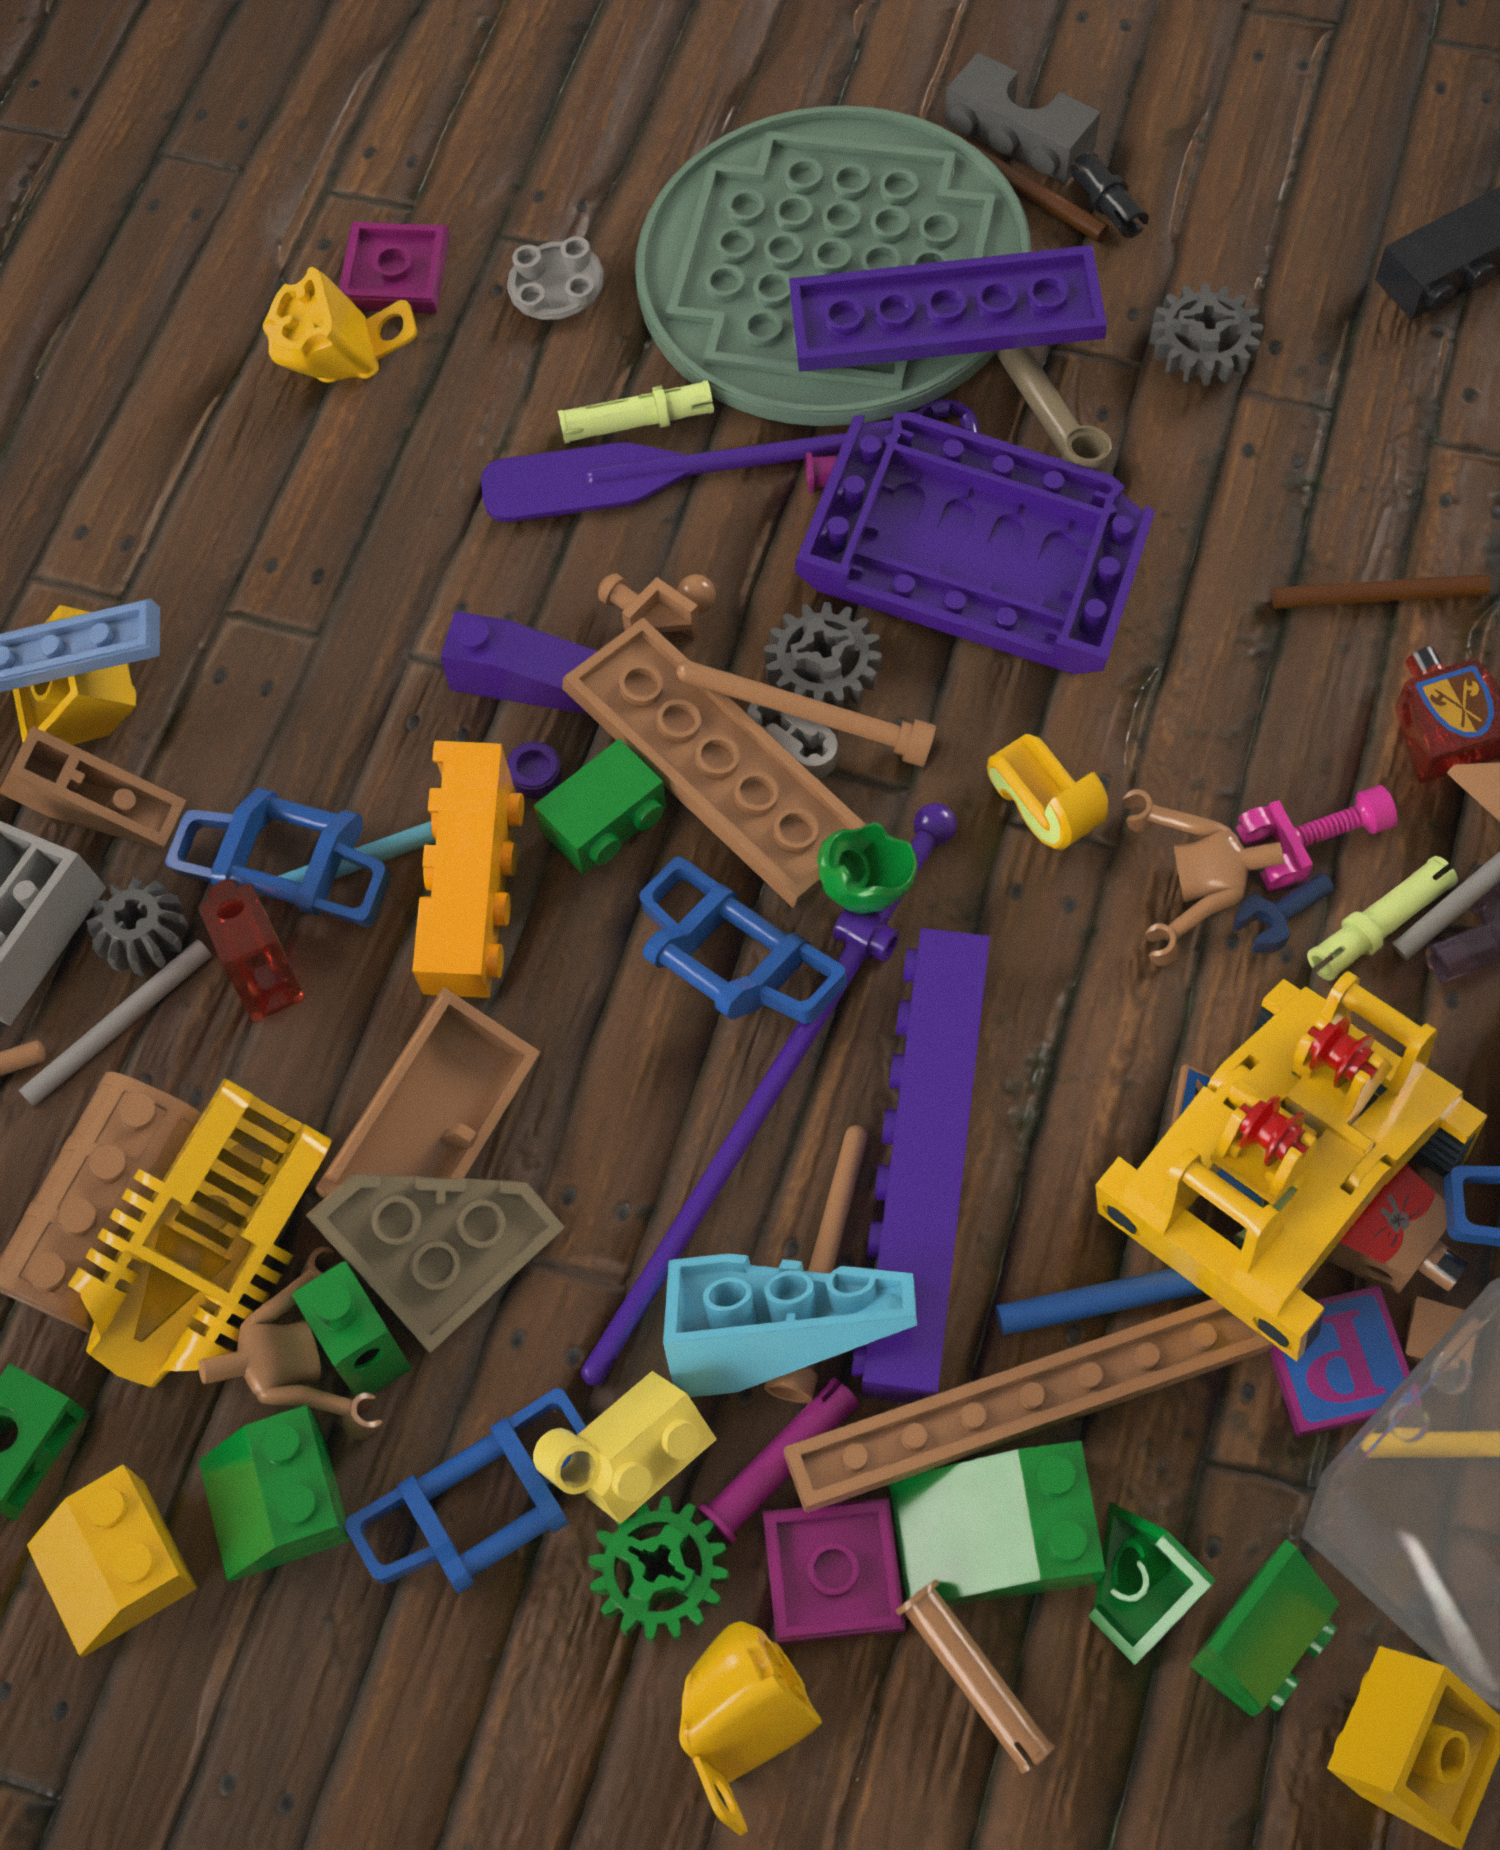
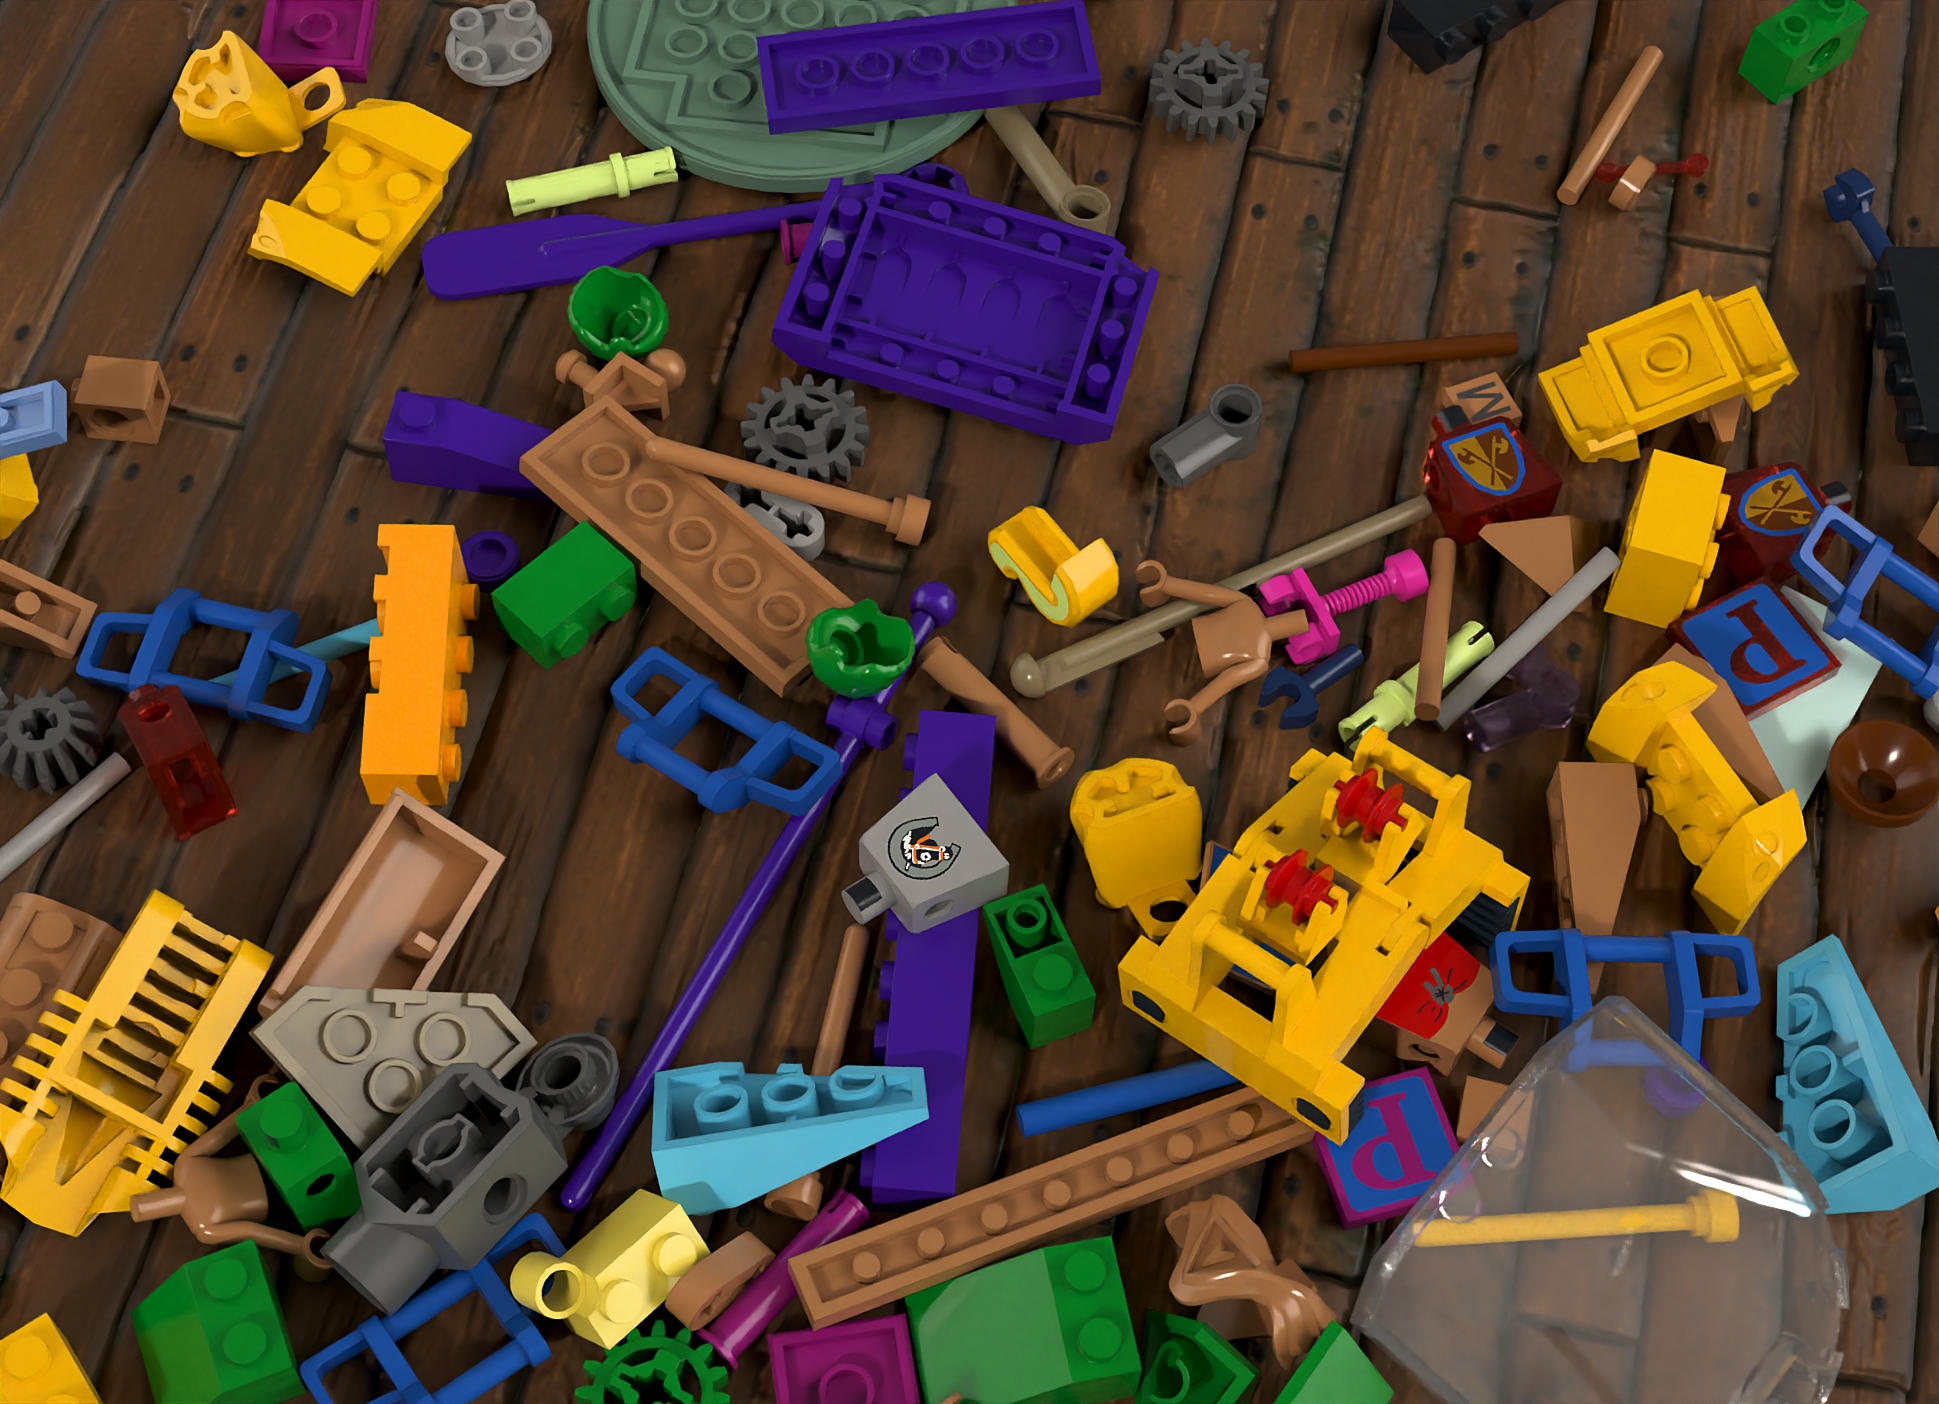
camera: 10 degrees left, 5 degrees down
(211, 610) = (121, 399): none -> medium nougat brick
(431, 423) = (366, 195): none -> yellow piece
(499, 1342) = (467, 1166): none -> dark grey brick
(655, 540) = (617, 313): none -> green hair
(720, 1461) = (718, 1280): none -> medium nougat beam
(921, 1077) = (926, 862): none -> light grey torso
(981, 919) = (982, 697): none -> medium nougat pin
(1022, 1175) = (1039, 967): none -> green slope
(1120, 1057) = (1140, 837): none -> yellow piece
(1127, 857) = (1098, 652): none -> dark tan bar
(1195, 672) = (1209, 438): none -> dark grey piece
(1198, 1491) = (1239, 1283): none -> medium nougat piece
(1403, 865) = (1435, 630): none -> medium nougat bar
(1455, 641) = (1483, 399): none -> medium nougat tile

